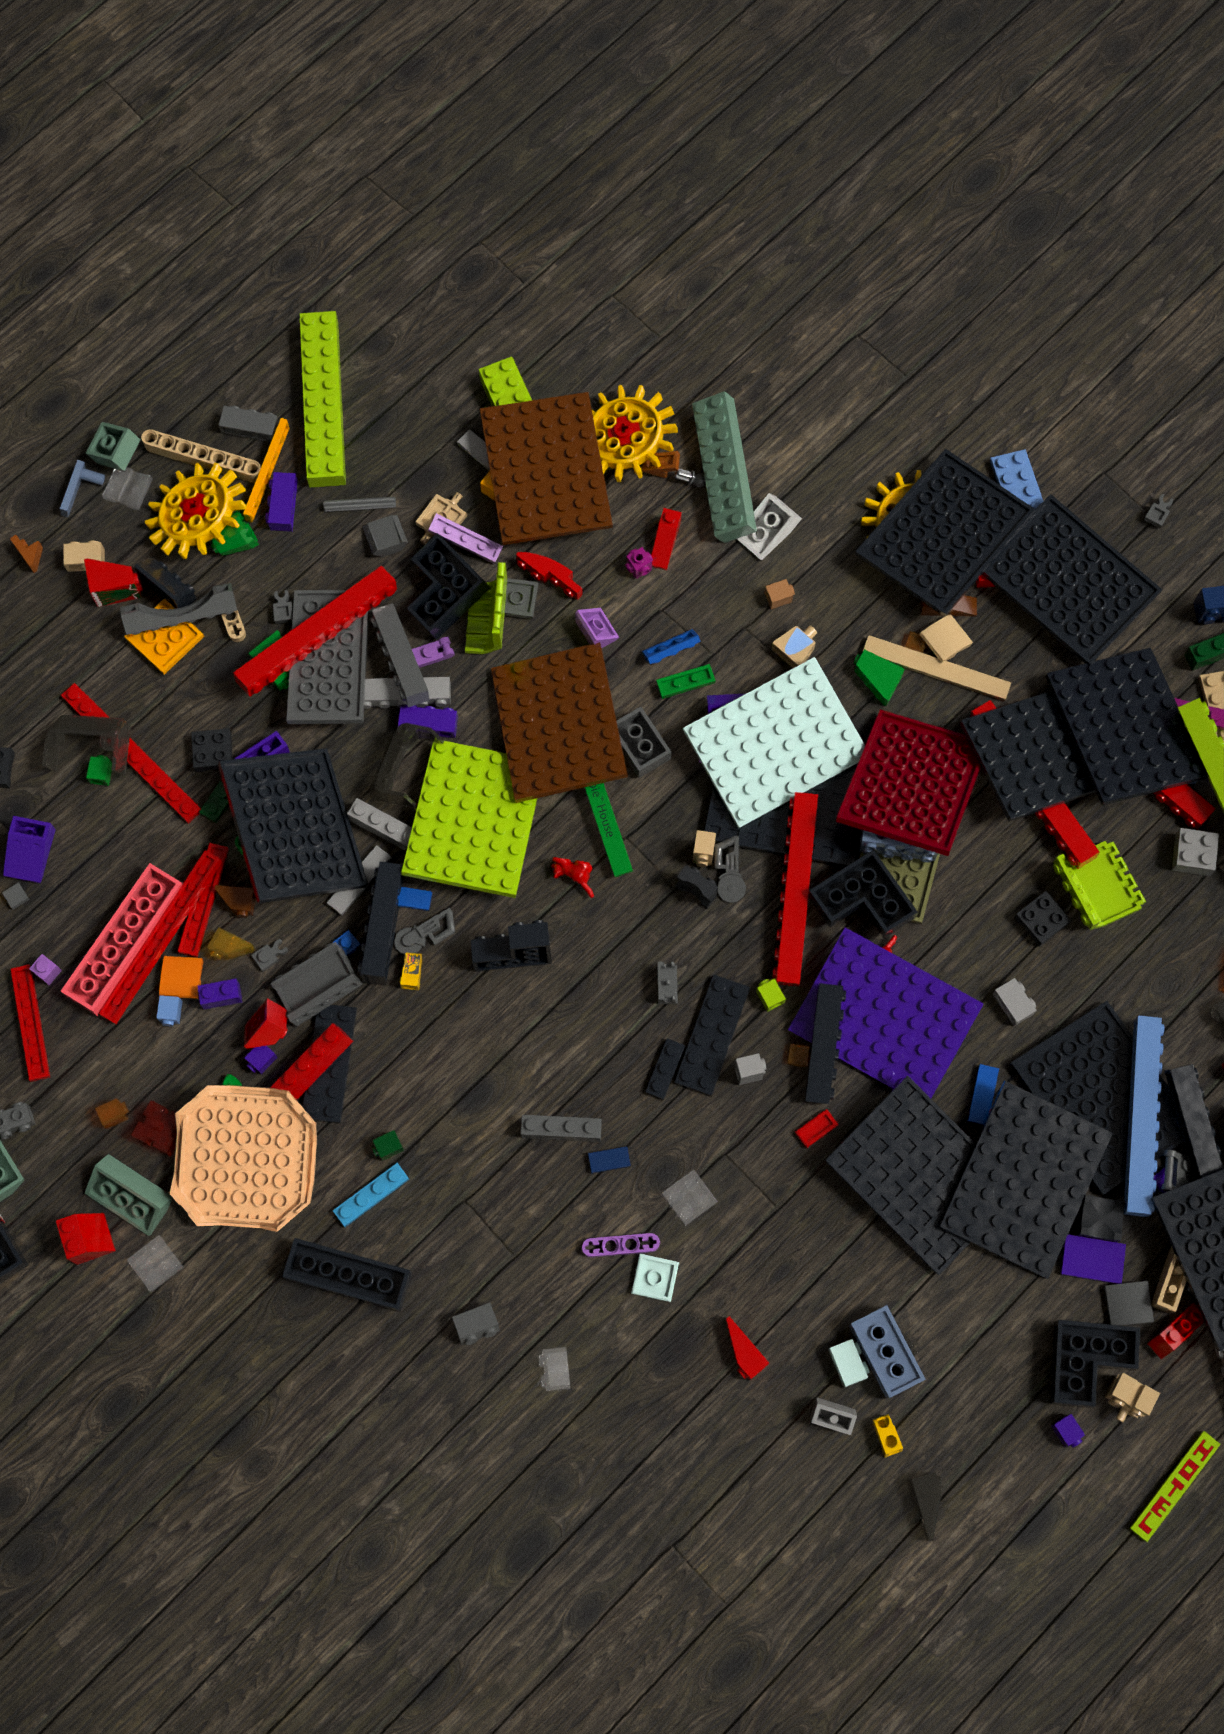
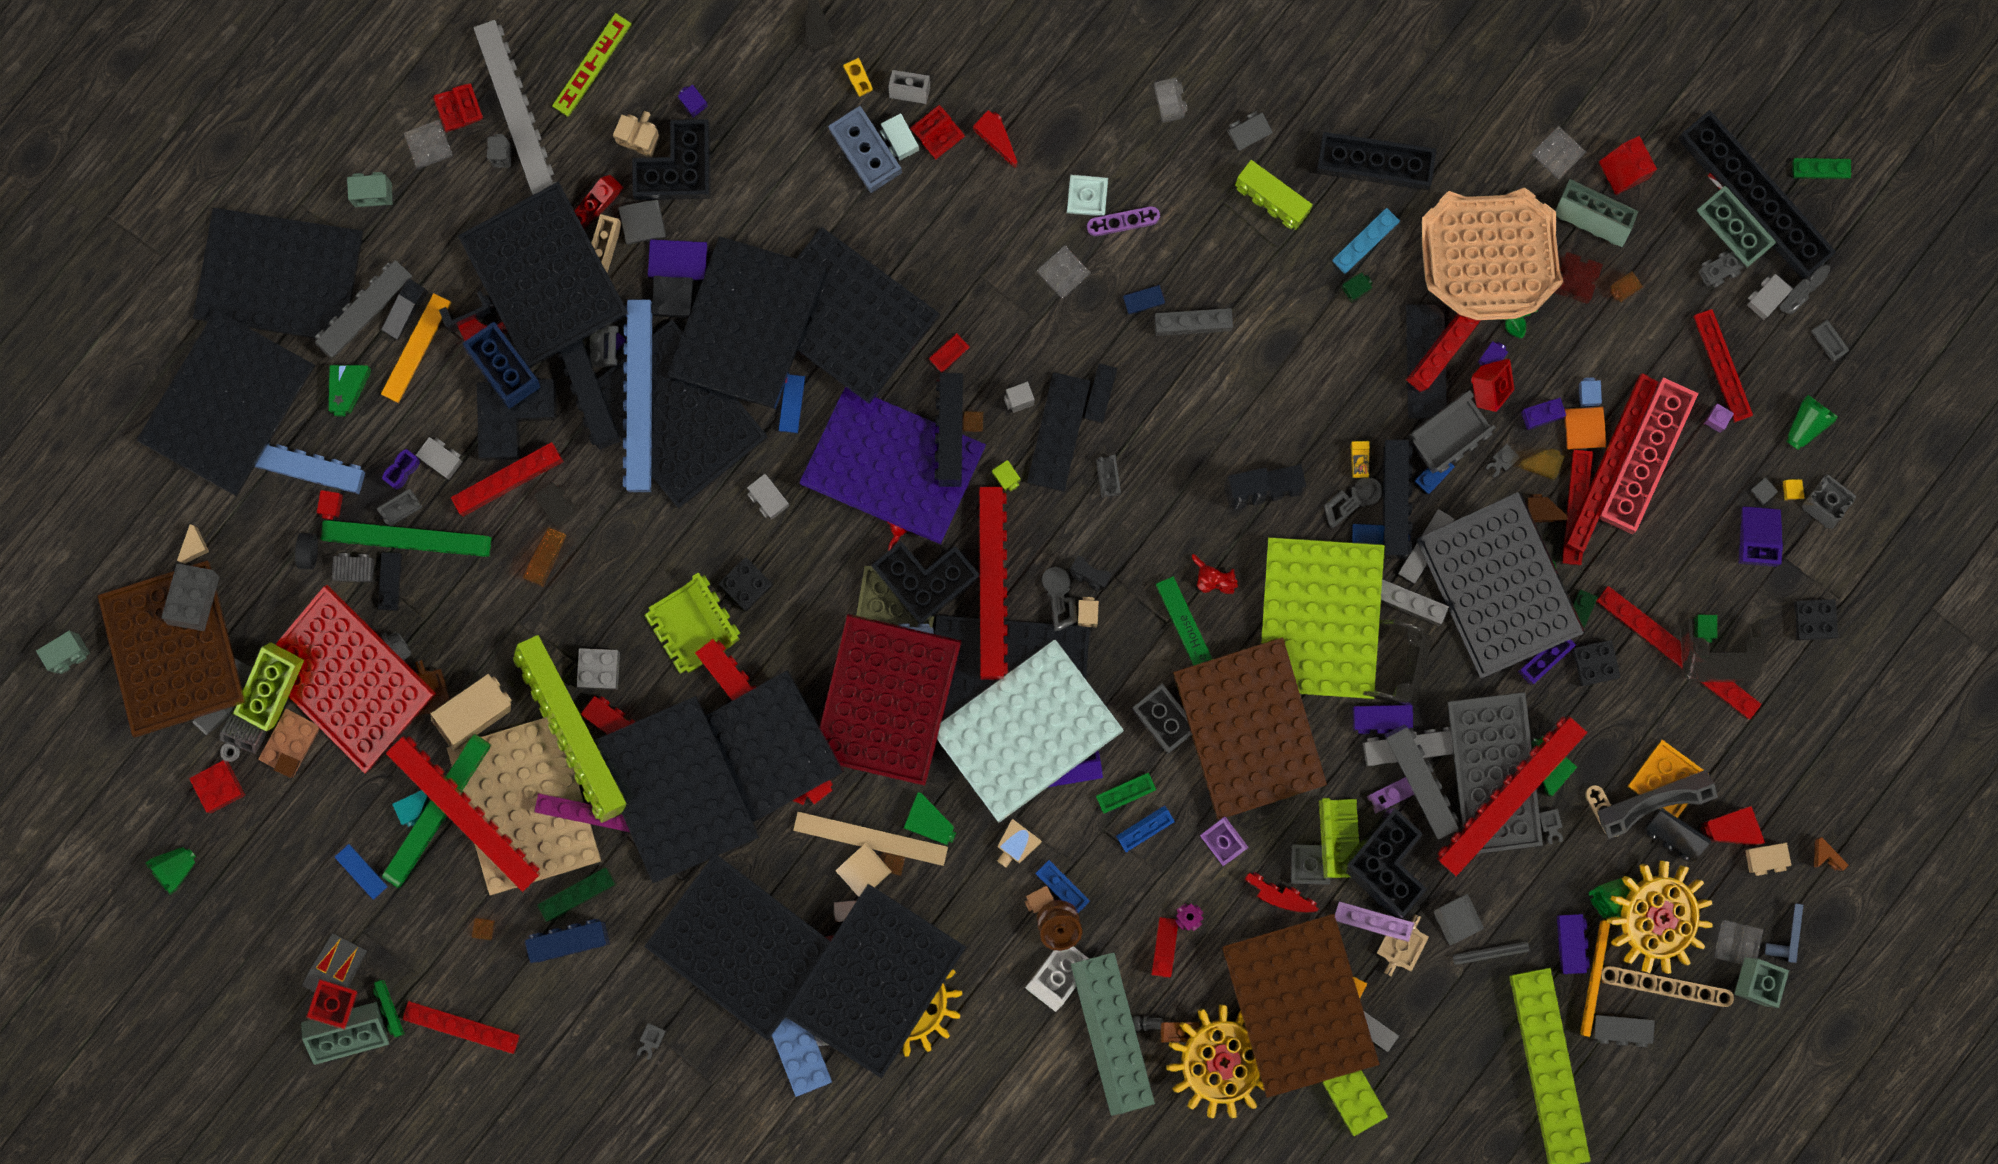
camera: 175 degrees right, 10 degrees up
(459, 1249) = (1273, 195): none -> lime brick
(756, 603) = (1062, 885): none -> blue plate
(764, 564) = (1059, 925): none -> reddish brown wheel
(807, 1365) = (937, 132): none -> red slope

